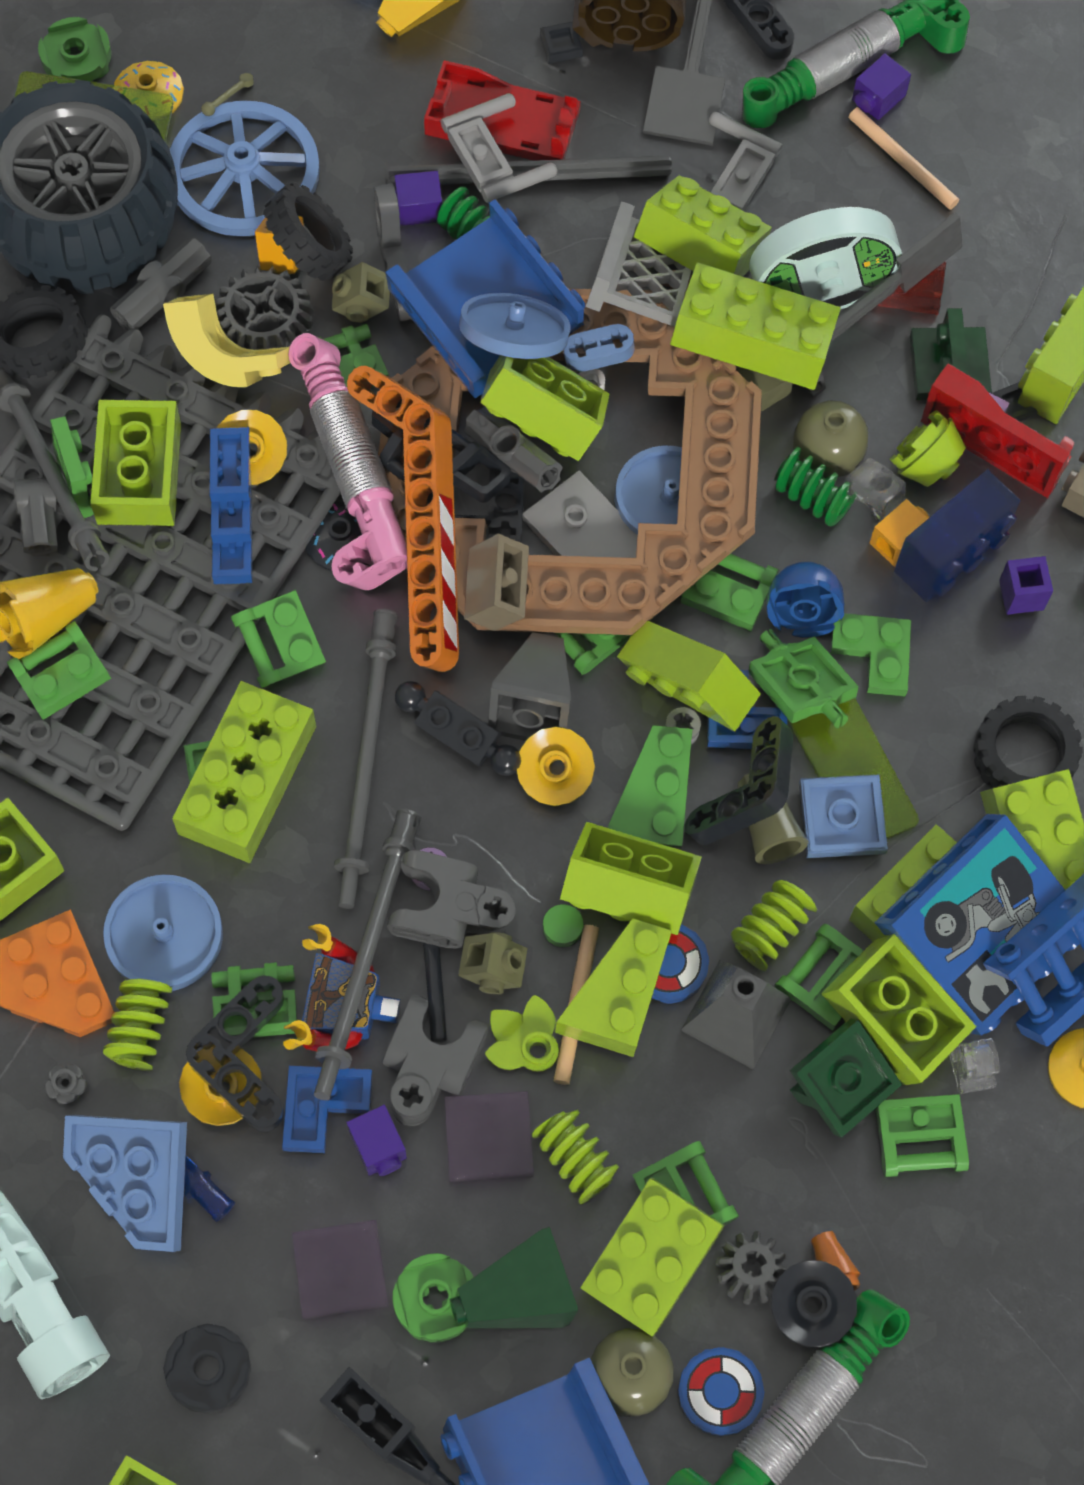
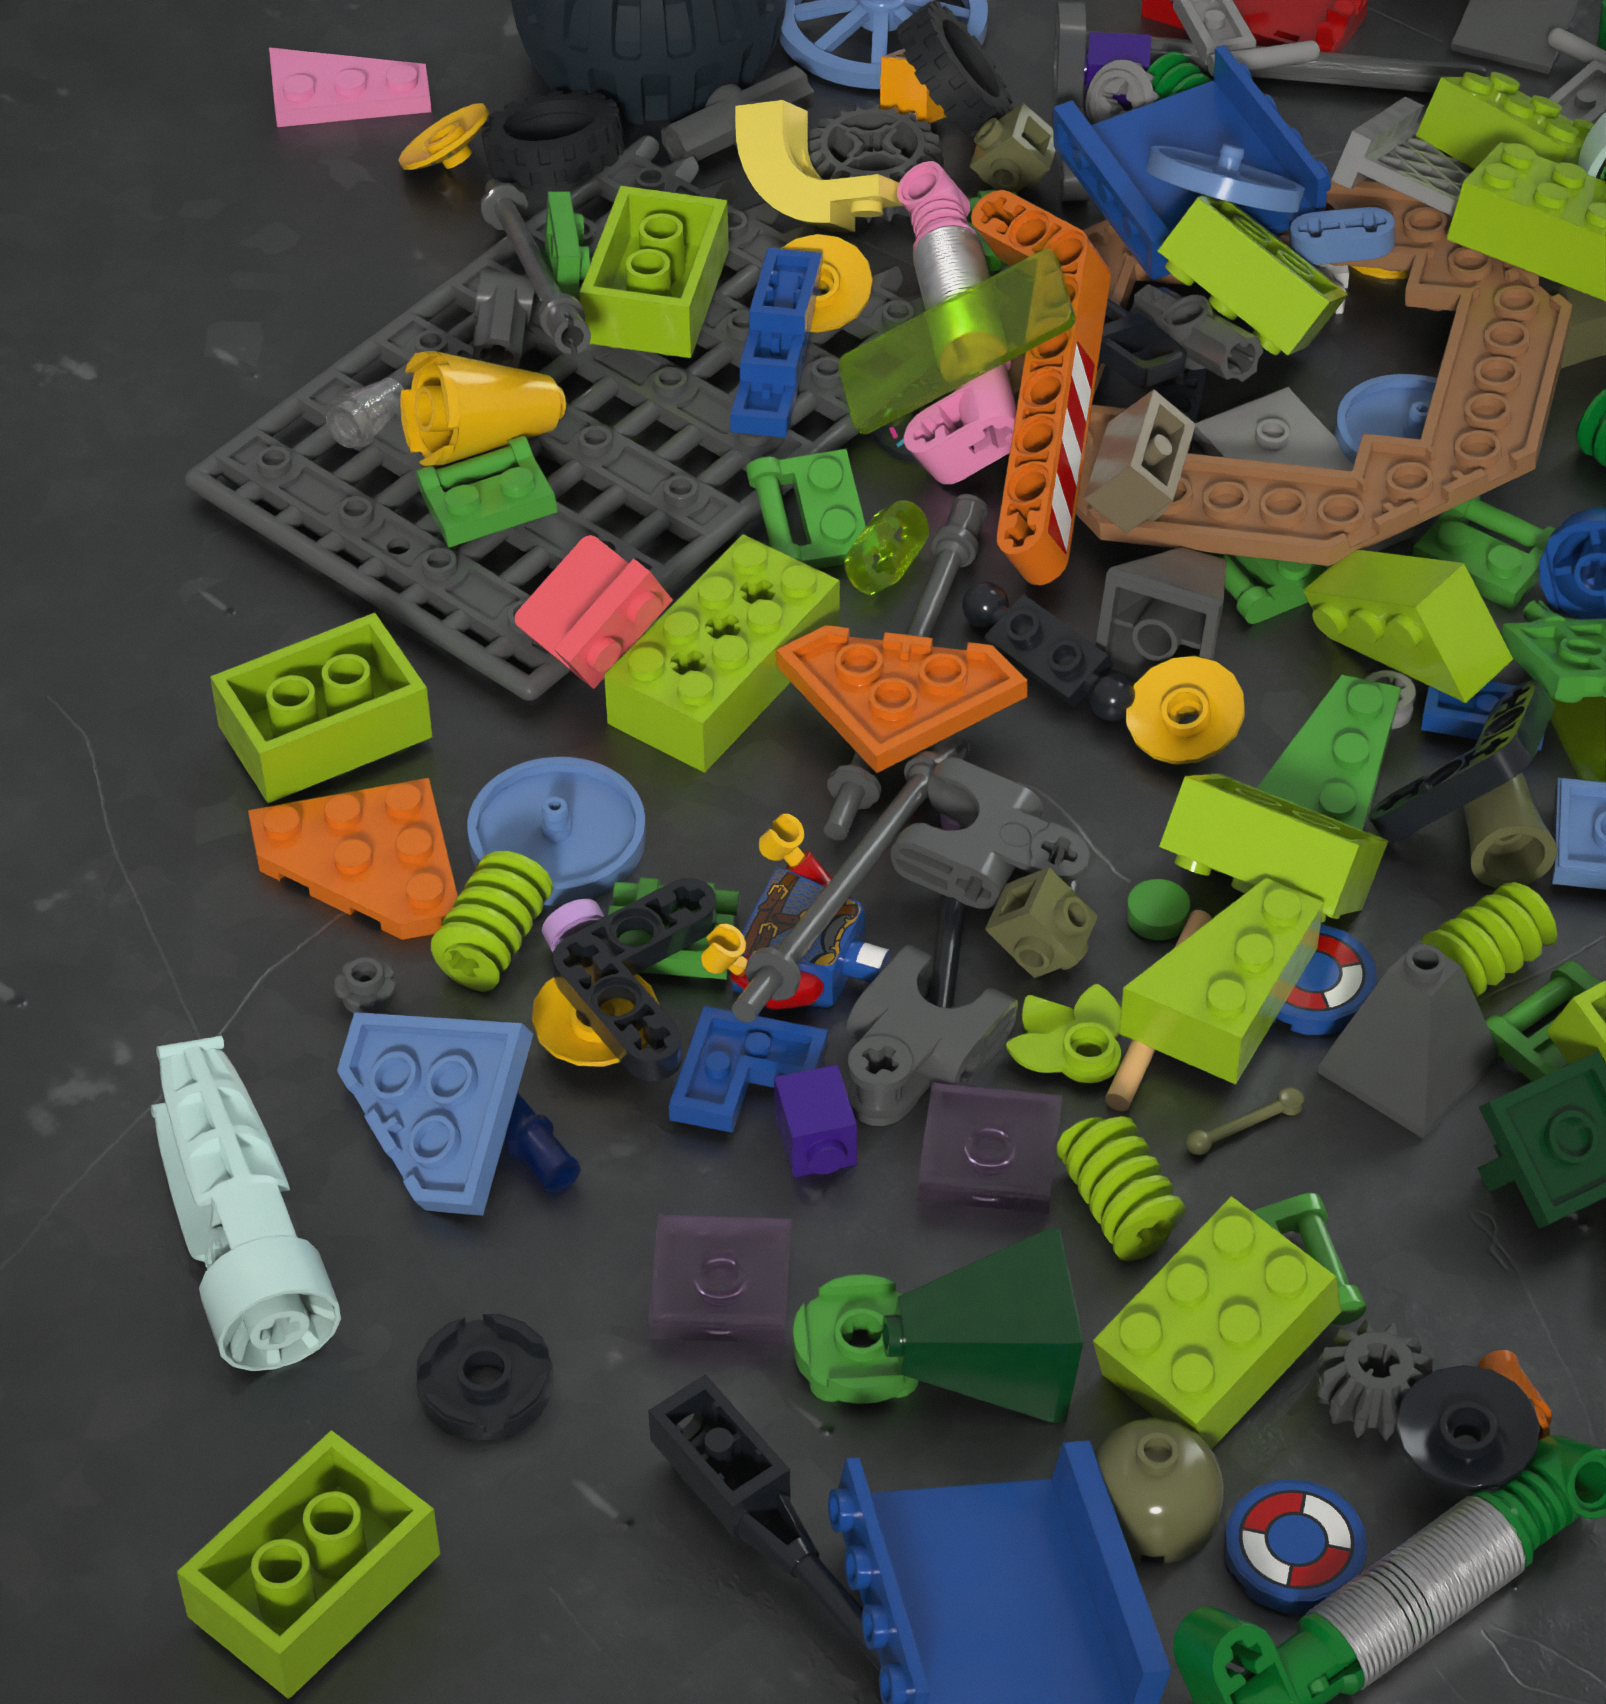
camera: 15 degrees right, 20 degrees down
(153, 768) = (592, 609): none -> coral bracket
(193, 1016) = (569, 920): none -> lavender tile
(339, 661) = (894, 554): none -> clear neon green beam
(356, 496) = (956, 341): none -> clear neon green piece
(367, 791) = (899, 690): none -> orange plate
(416, 237) = (1118, 78): none -> light grey gear
(667, 1059) = (1289, 1102): none -> olive hinge

